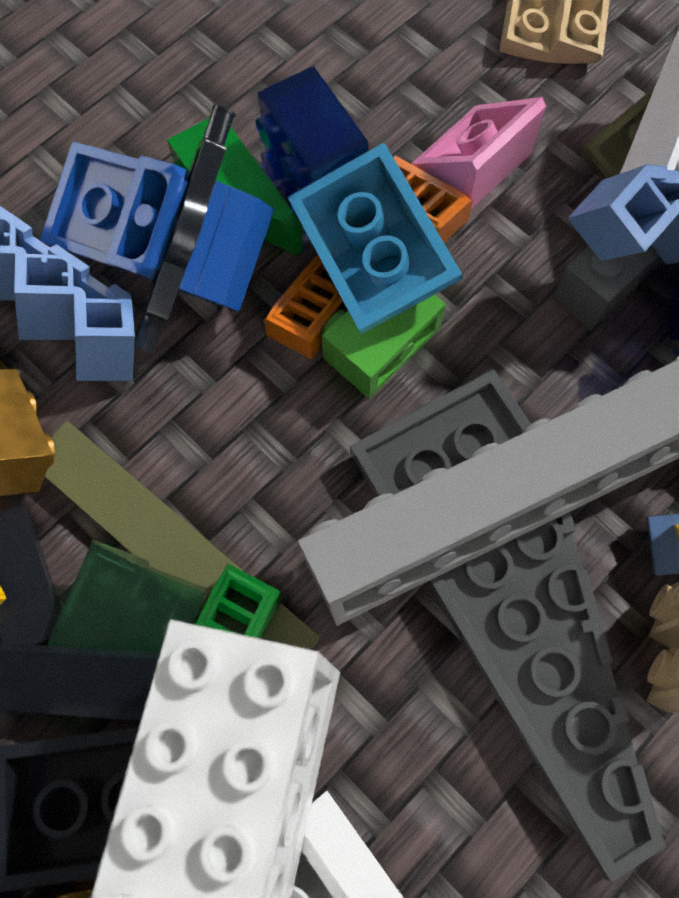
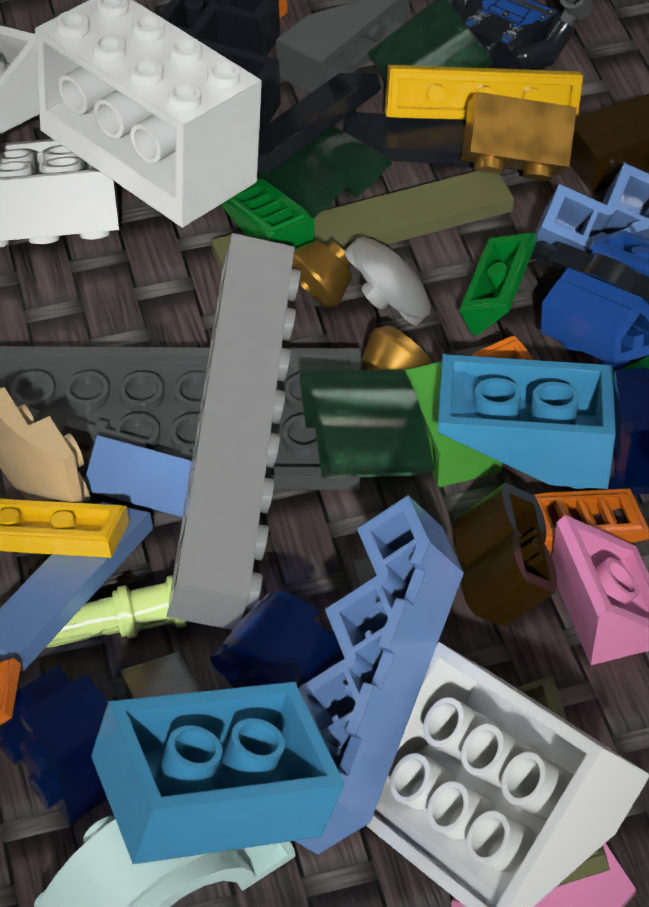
camera: 120 degrees right, 20 degrees down
(195, 367) = (496, 280): none -> green slope
(253, 463) = (389, 279): none -> light grey dish
(274, 533) = (323, 271): none -> pearl gold cone
(348, 409) = (392, 351): none -> pearl gold cone
(453, 377) = (366, 423): none -> clear green slope
(506, 218) = (504, 555): none -> dark brown brick
(611, 556) = (138, 475): none -> medium blue tile

